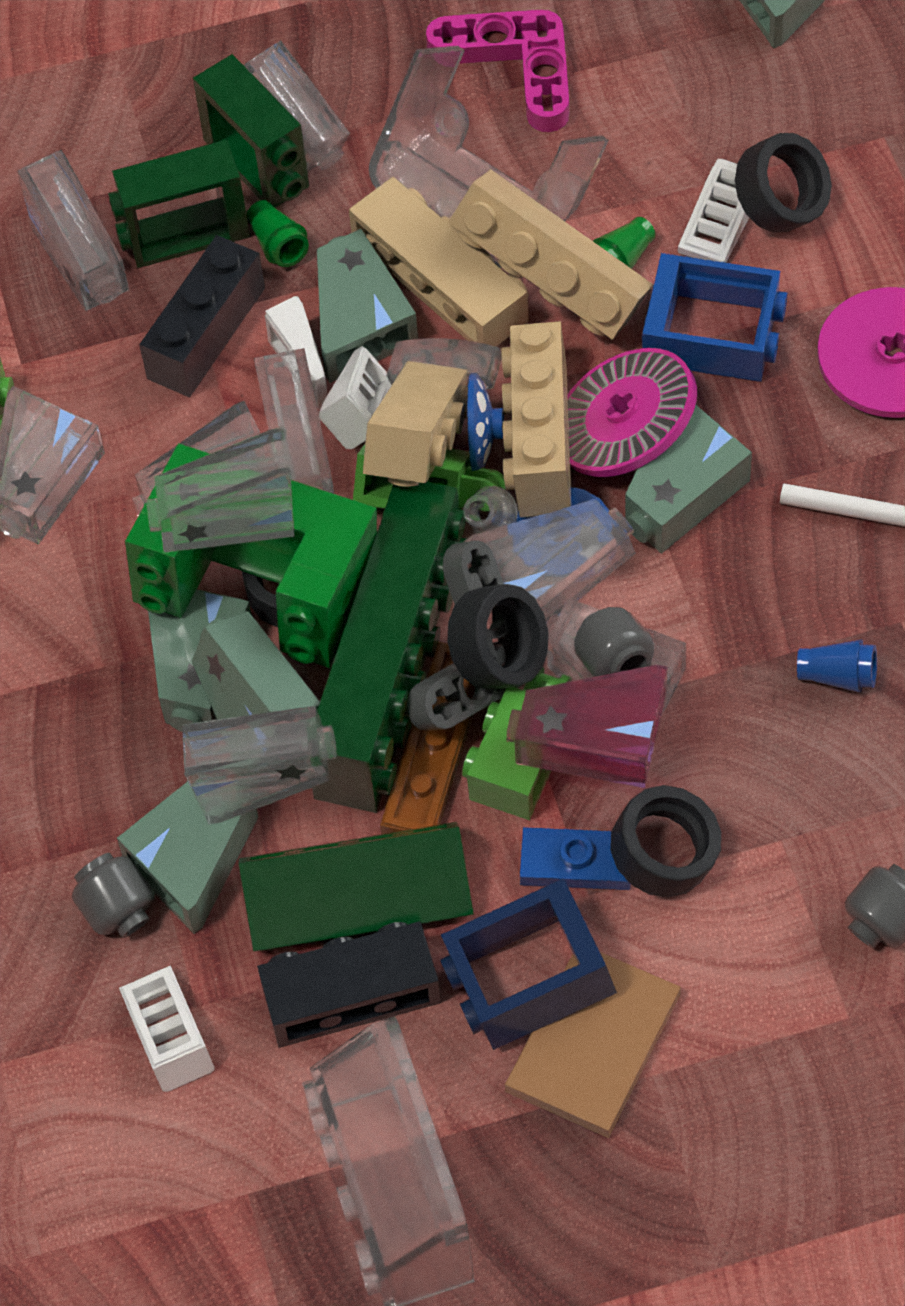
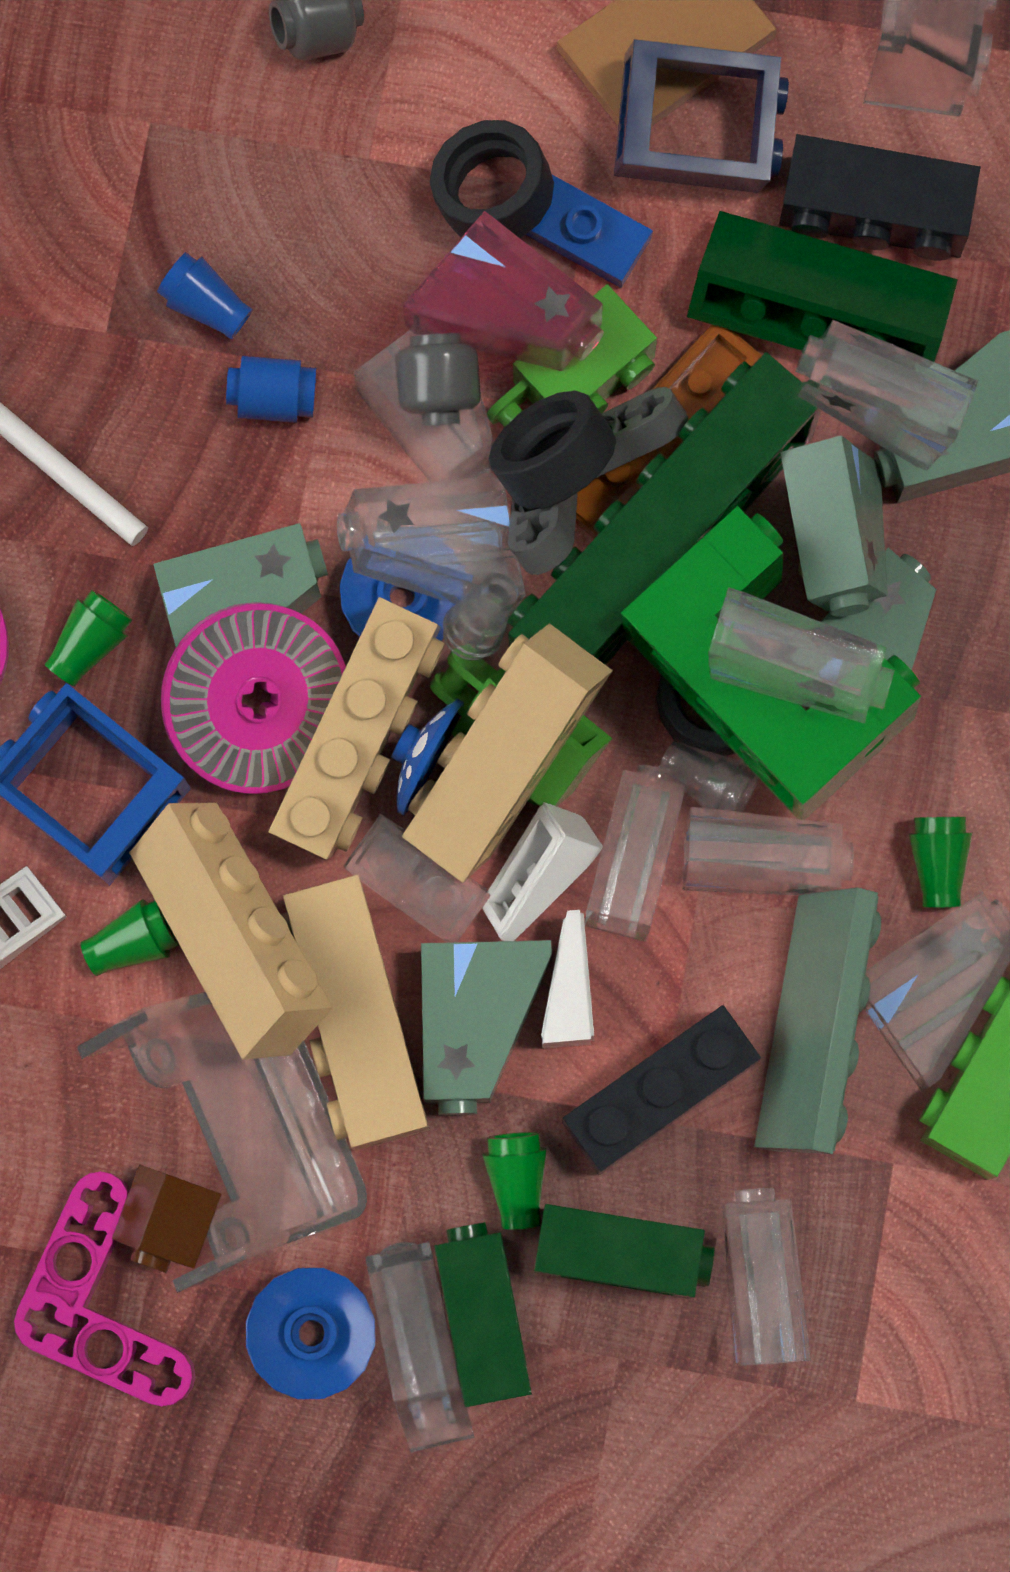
camera: 155 degrees left, 20 degrees up
(74, 548) = (940, 858): none -> green cone
(109, 384) = (818, 1021): none -> sand green tile
(362, 89) = (275, 1336): none -> blue dish
(496, 105) = (165, 1219): none -> reddish brown brick
(745, 624) = (271, 389): none -> blue brick
(772, 413) = (87, 637): none -> green cone

